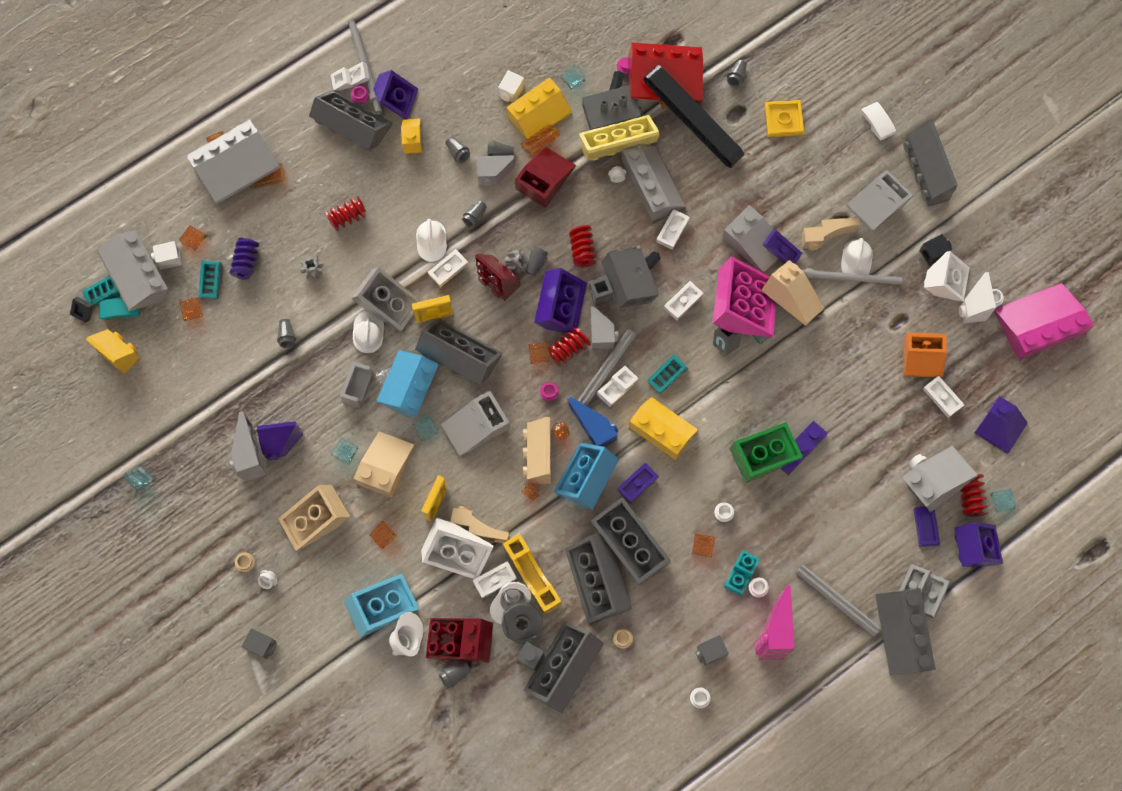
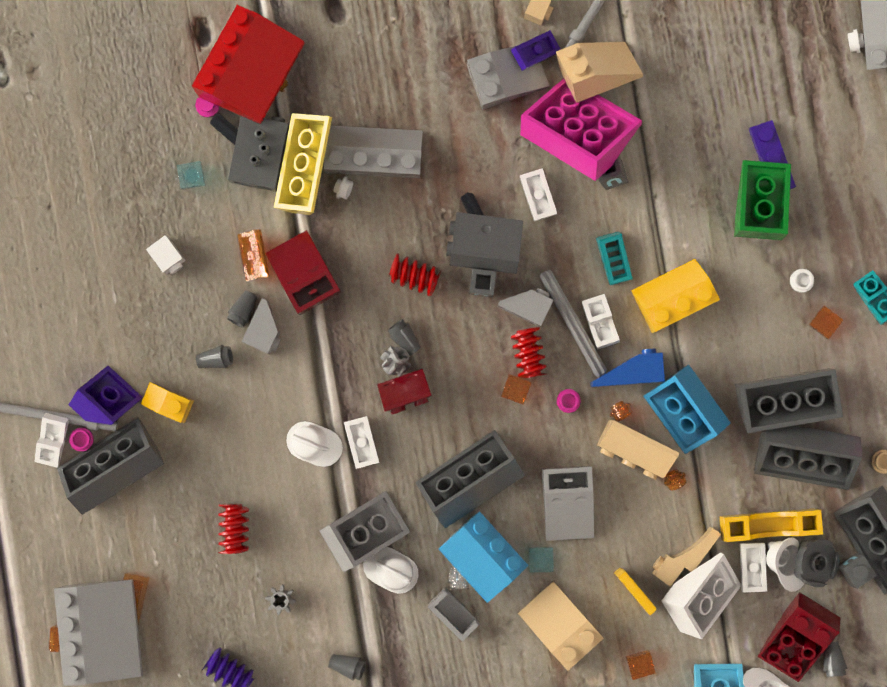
camera: 65 degrees left, 15 degrees up
(344, 451) = (523, 663): clear light blue plate -> none
(432, 309) = (408, 486): yellow tile -> none
(473, 216) = (310, 380): dark grey cone -> none
(538, 109) = (214, 237): yellow slope -> none
(560, 301) = (469, 334): dark purple slope -> none
(637, 483) = (723, 357): dark purple plate -> none
(672, 229) = (445, 160): white plate -> none
(693, 116) = (321, 63): black beam -> none

